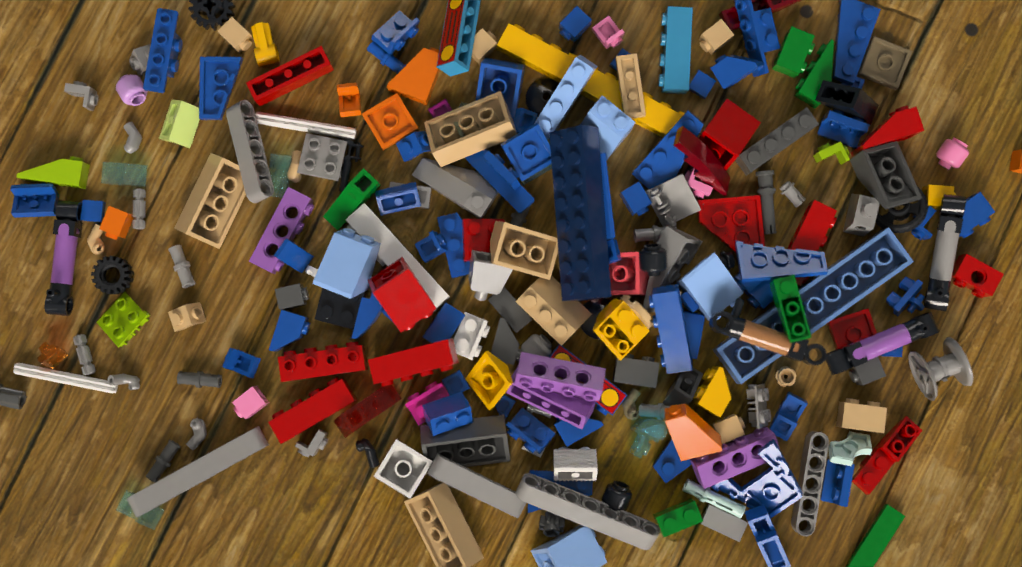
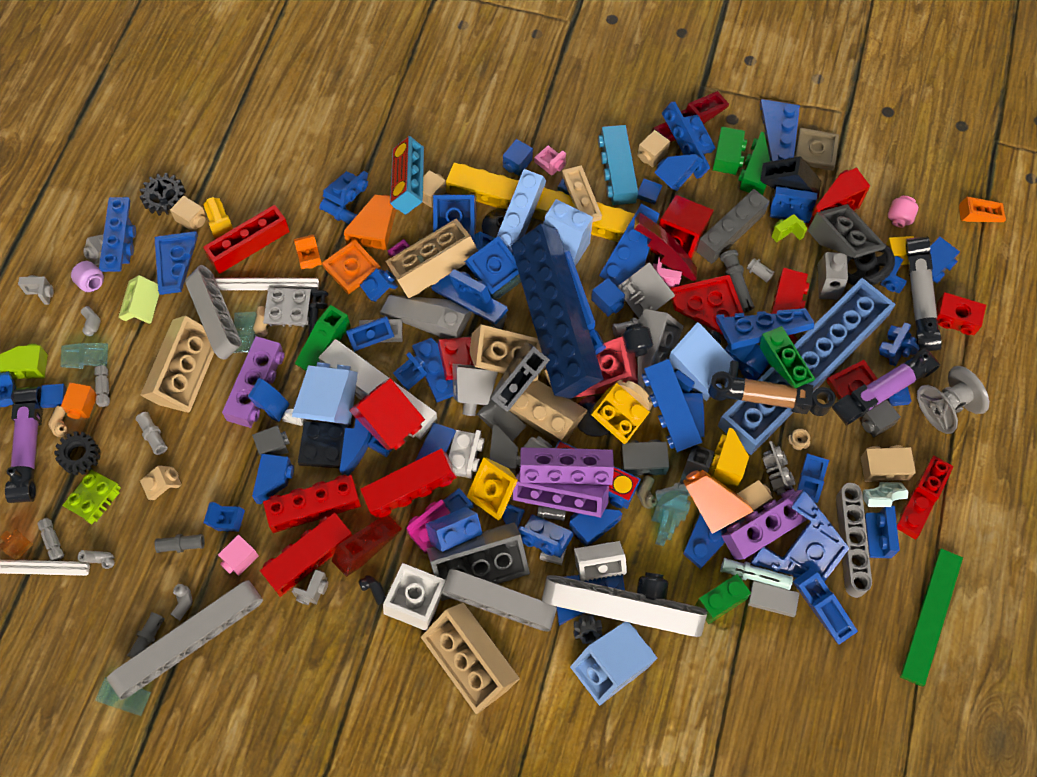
camera: 10 degrees left, 20 degrees down
(532, 279) = (519, 376): none -> black slope

